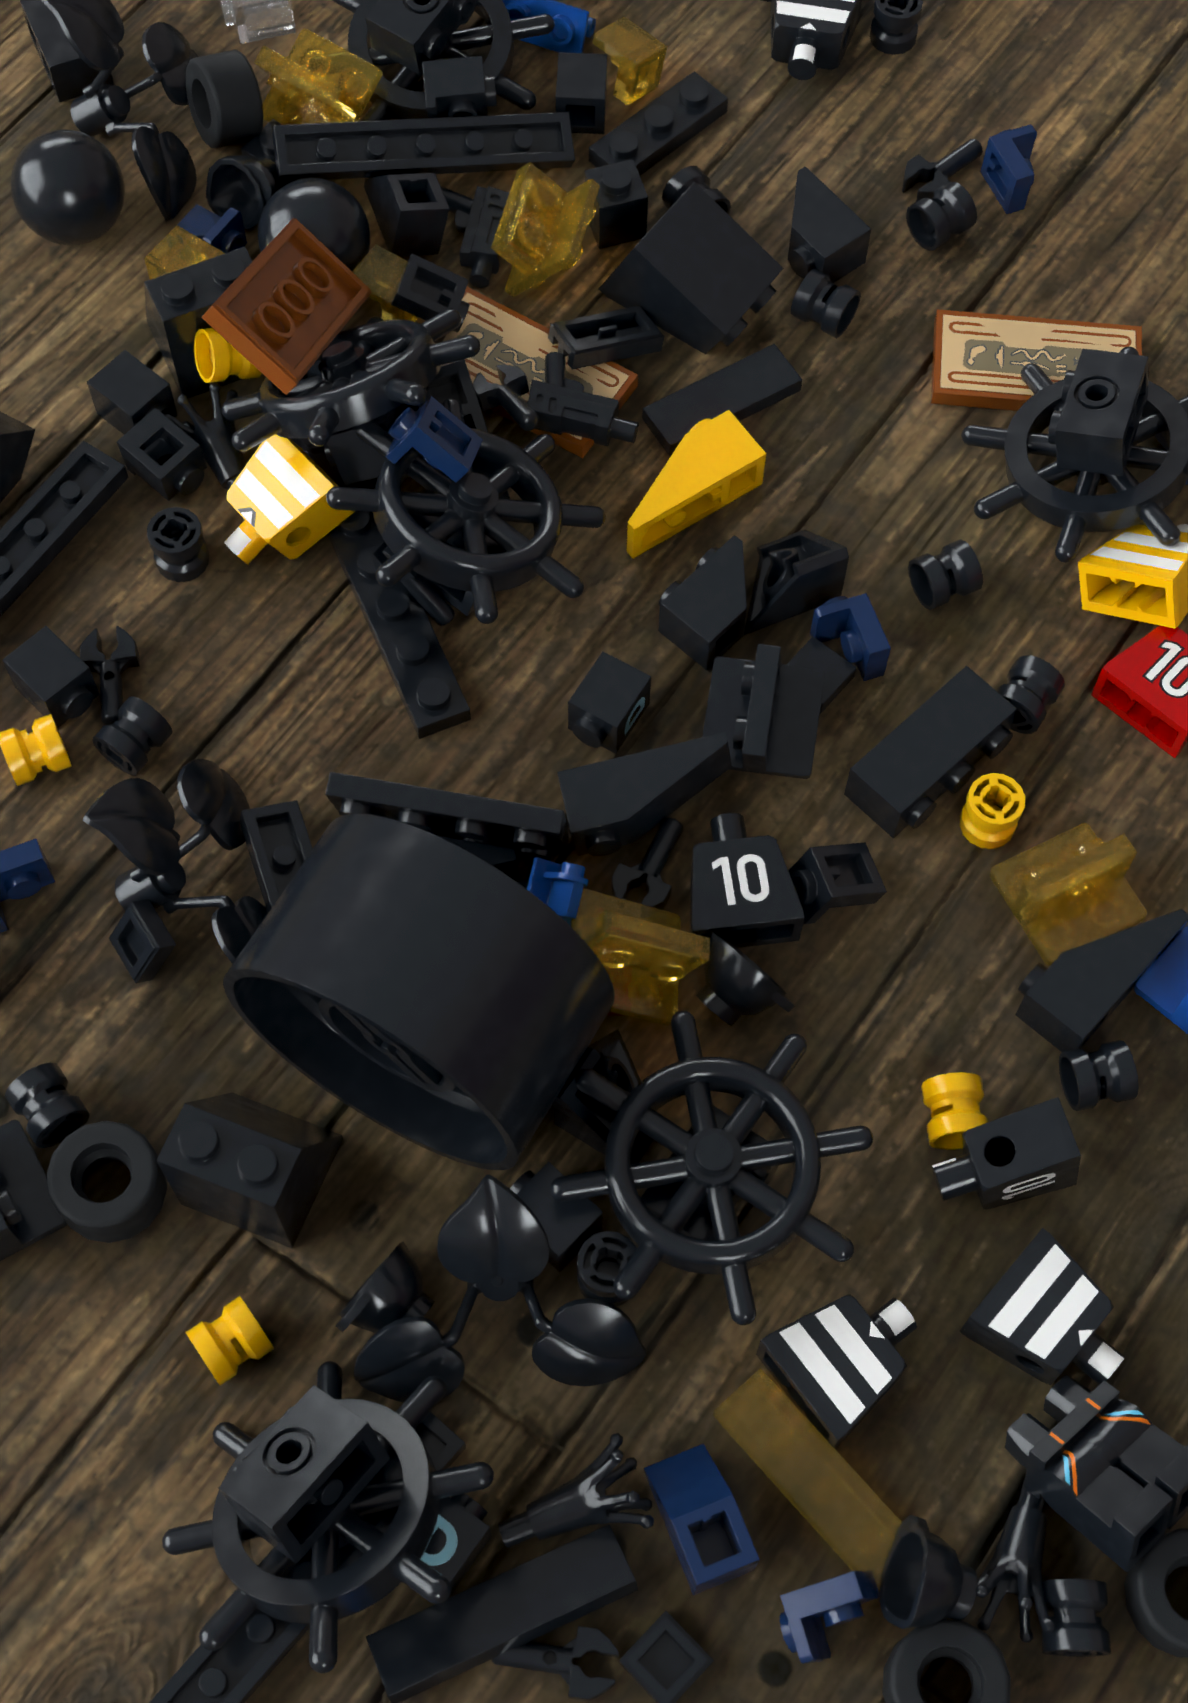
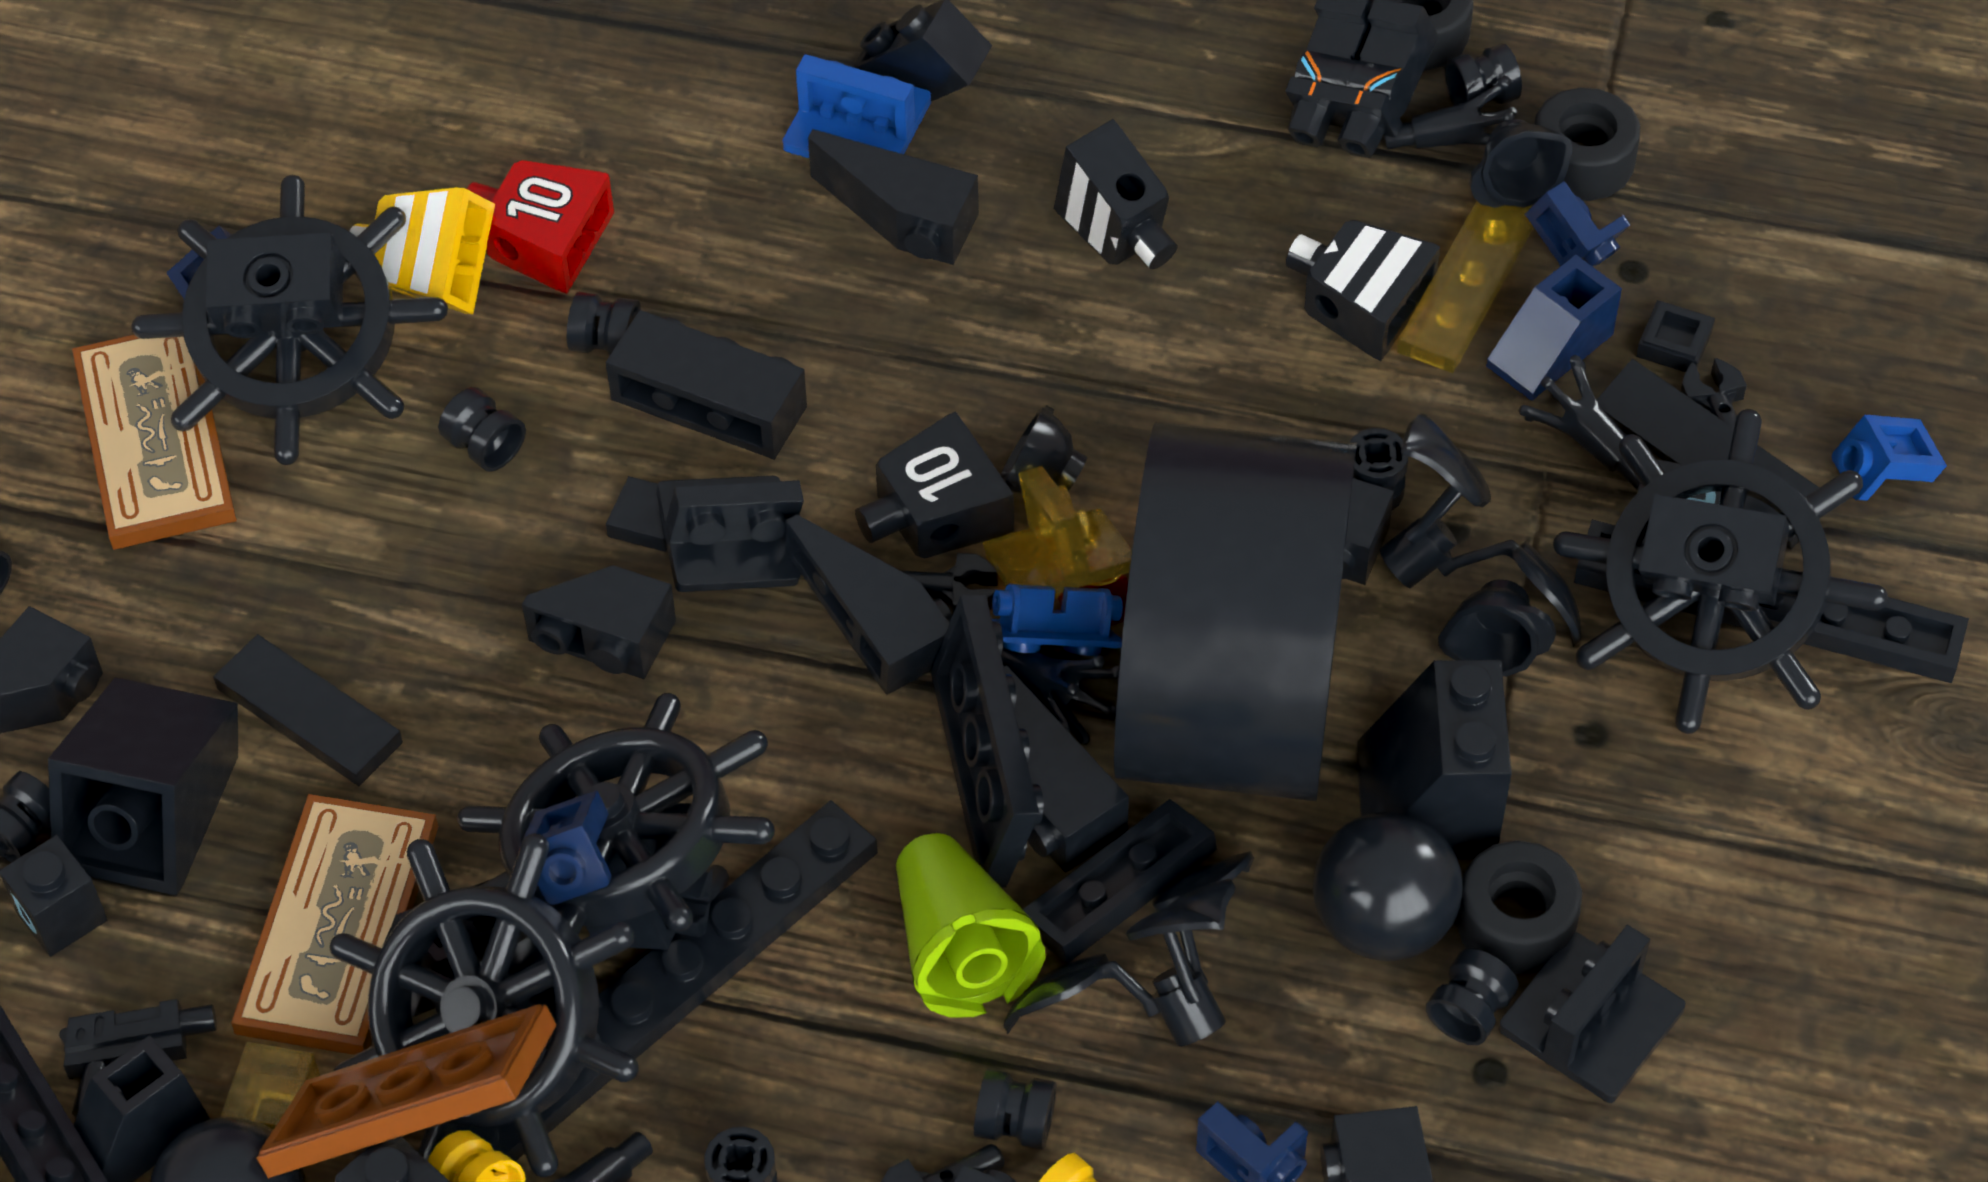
camera: 110 degrees left, 10 degrees down
(142, 941) = (1252, 989): black tile -> none
(155, 1061) = (1387, 886): none -> black piece
(229, 1340) = (1614, 742): yellow wheel -> none
(282, 502) = (670, 1063): yellow torso -> none
(298, 742) = (963, 930): none -> lime cone
(429, 290) = (293, 1008): black bracket -> none
(507, 395) = (403, 892): black bar -> none
(542, 227) = (137, 936): clear yellow bracket -> none
(570, 410) = (397, 821): black piece -> none
(606, 337) = (295, 862): black tile -> none
(608, 703) = (771, 671): black brick -> none
(692, 1195) = (1256, 383): black piece -> none
(704, 473) = (444, 686): yellow slope -> none
(795, 578) = (525, 552): black slope -> none
(825, 303) = (139, 639): black wheel -> none
(835, 878) = (884, 415): black bracket -> none
(858, 630) = (587, 478): dark blue bracket -> none
(953, 1107) = (1085, 265): yellow wheel -> none
(984, 821) = (754, 314): yellow wheel -> none
(1046, 1316) = (1238, 159): black torso -> none
(1070, 890) = (809, 242): clear yellow bracket -> none
(1098, 1075) = (1002, 180): black wheel -> none

